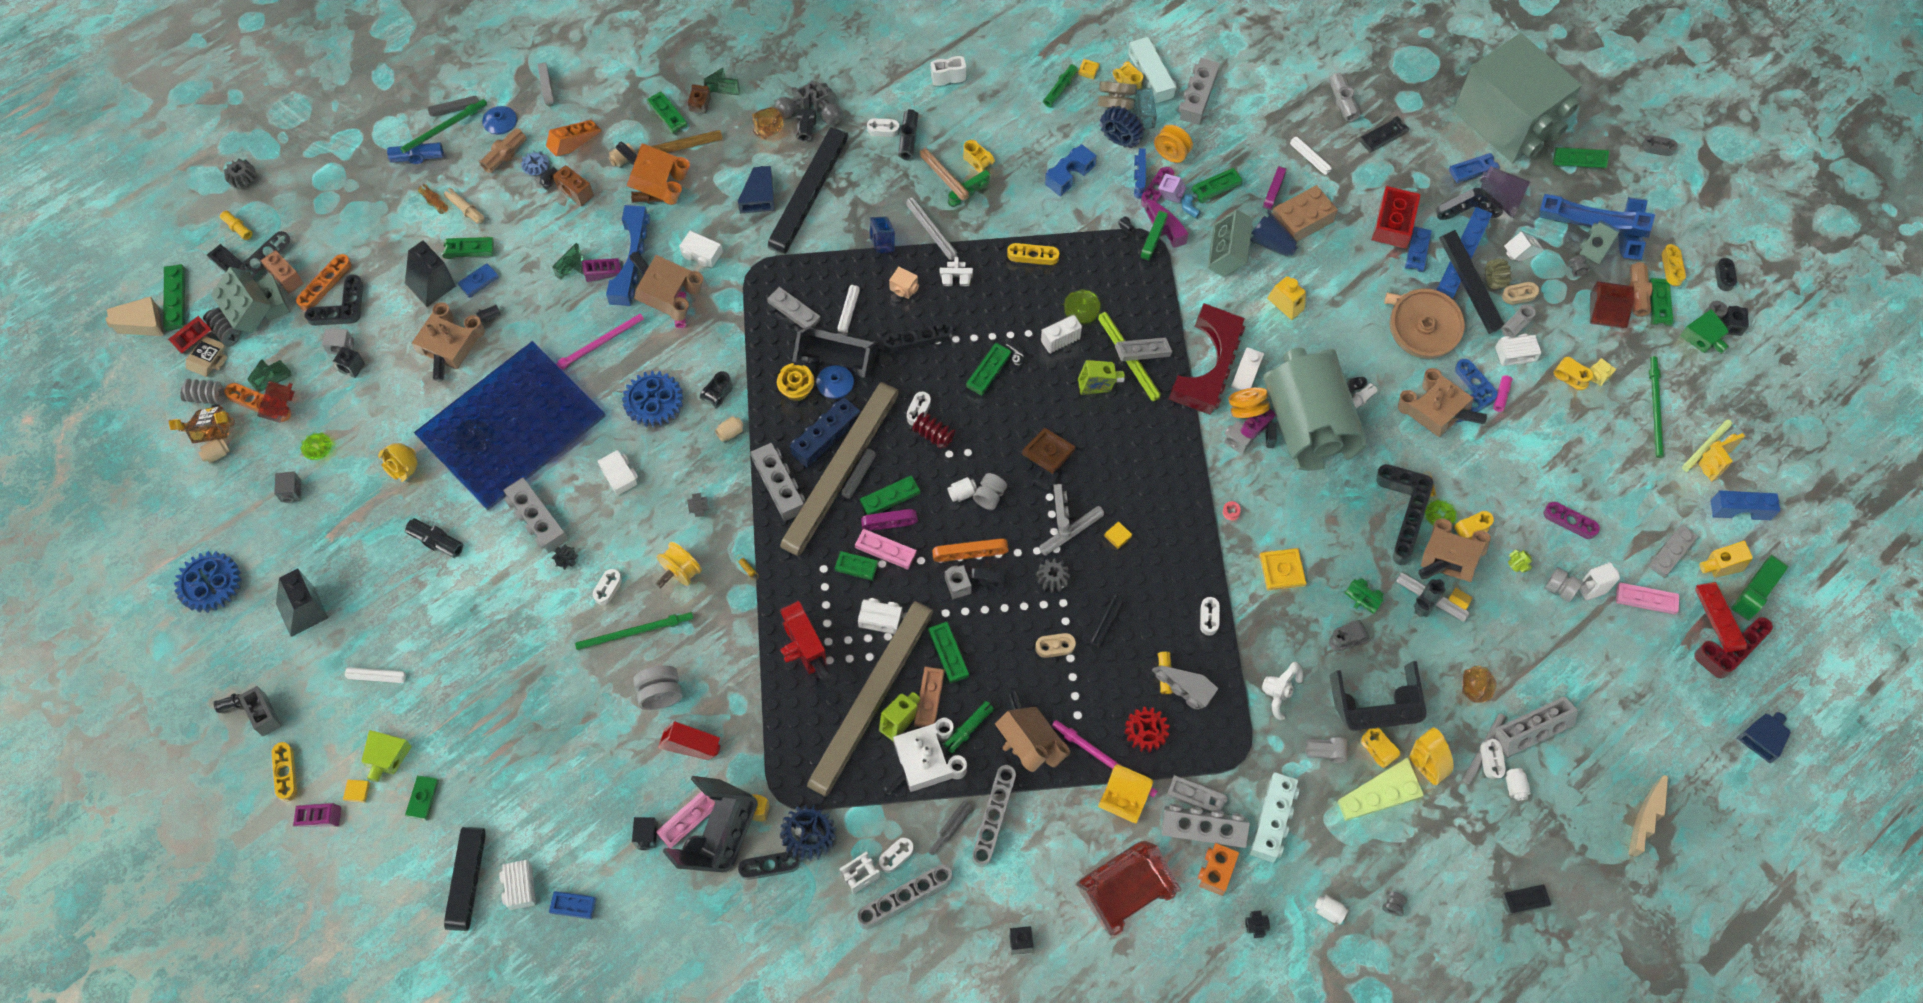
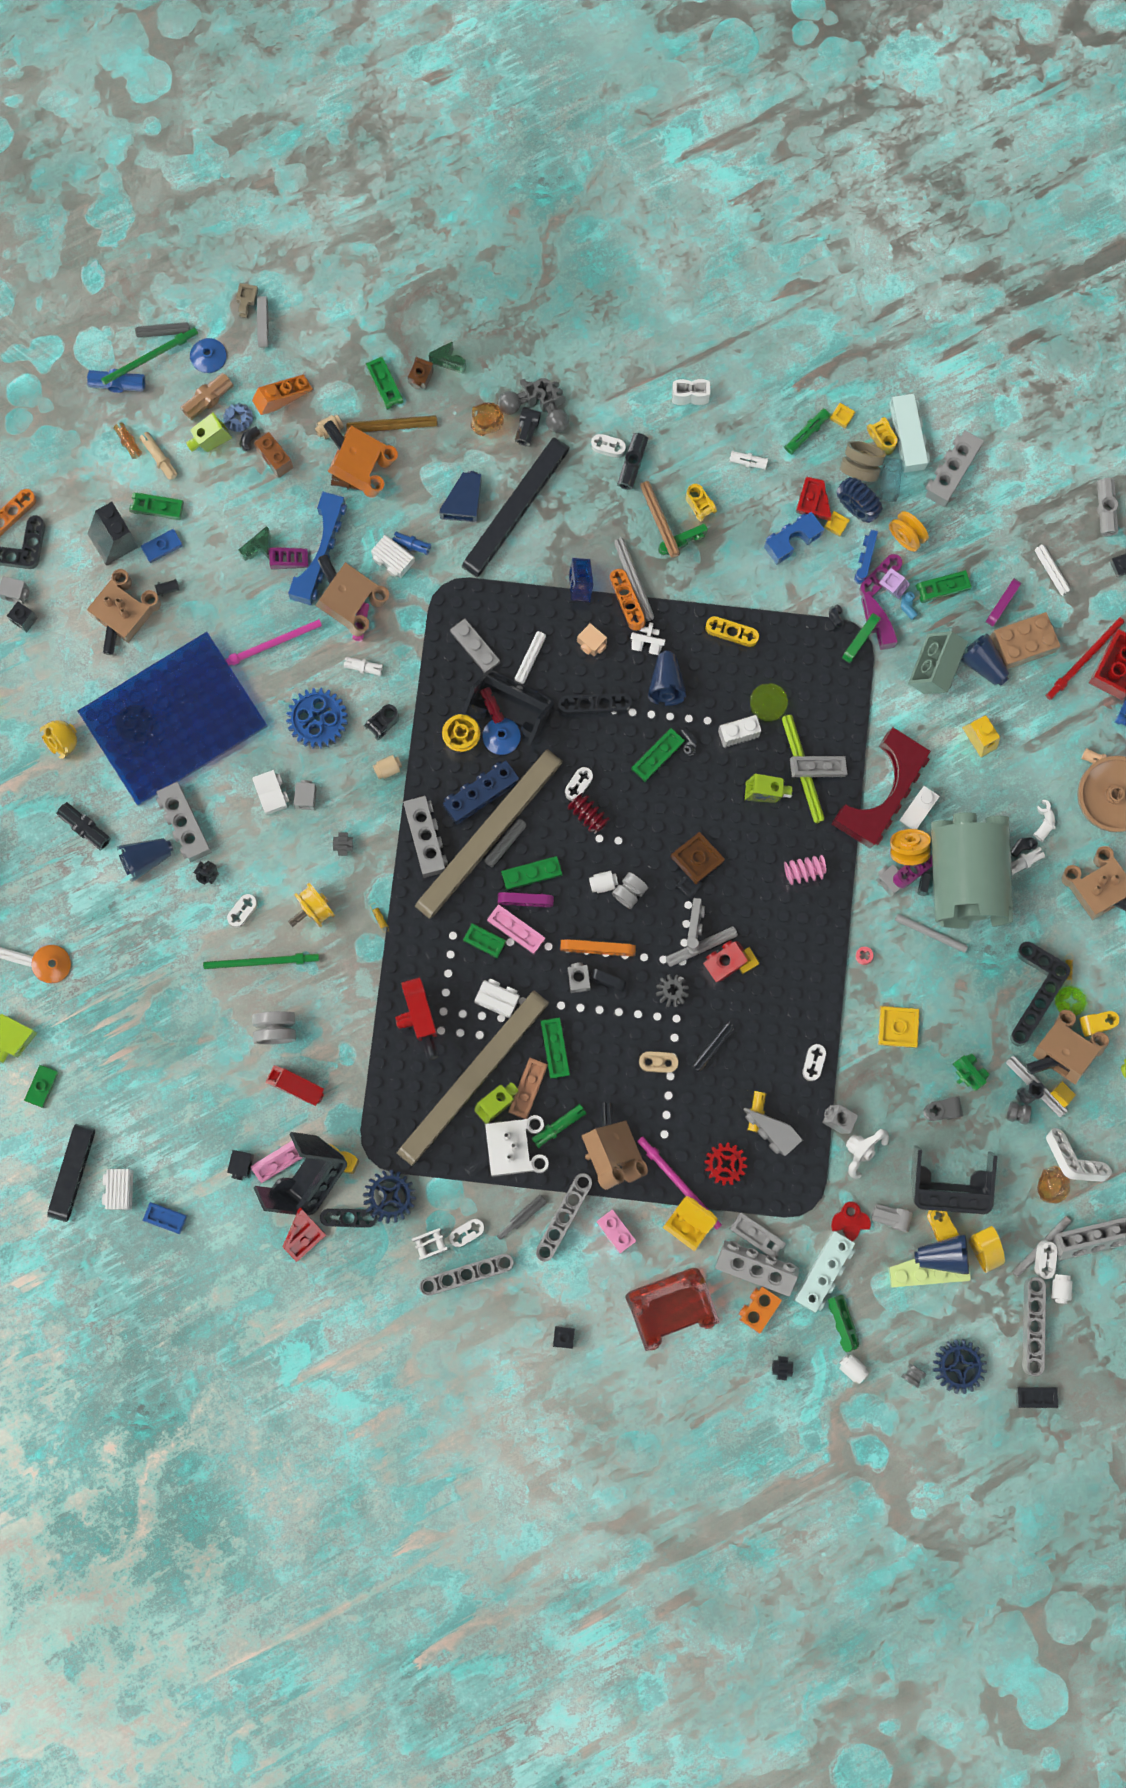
camera: 10 degrees right, 15 degrees up
(417, 683) = (44, 971): none -> orange dish
(498, 553) = (143, 856): none -> dark blue cone
(509, 178) = (208, 434): none -> lime torso
(526, 67) = (246, 296): none -> dark tan plate
(653, 469) = (305, 795): none -> light grey brick
(690, 346) = (363, 666): none -> white pin
(718, 236) = (412, 543): none -> blue pin
(722, 892) = (302, 1235): none -> wing
(820, 353) = (491, 705): none -> dark red axle
(926, 245) = (627, 599): none -> orange beam
(983, 304) = (667, 681): none -> dark blue cone
(1007, 116) = (736, 458): none -> white pin
(1051, 820) = (616, 1231): none -> bright pink brick
(1079, 134) = (814, 499): none -> red wing
(1099, 547) = (737, 956): none -> brick
(1106, 153) = (837, 524): none -> yellow tile
(1154, 440) = (805, 869): none -> bright pink piece
(1249, 663) = (847, 1119): none -> light grey brick
(1289, 478) = (931, 933): none -> light grey bar
(1289, 764) = (850, 1223): none -> red plate
(1308, 865) = (844, 1323): none -> green hinge
(1348, 243) = (1062, 682): none -> red bar
(1371, 360) = (1048, 823): none -> white piece
(1392, 772) = (945, 1255): none -> dark blue cone
(1423, 624) = (1019, 1113): none -> flat silver wheel
(1433, 867) = (942, 1368): none -> dark blue gear
(1492, 660) = (1069, 1163): none -> white beam
(1498, 836) = (1039, 1335): none -> light grey beam

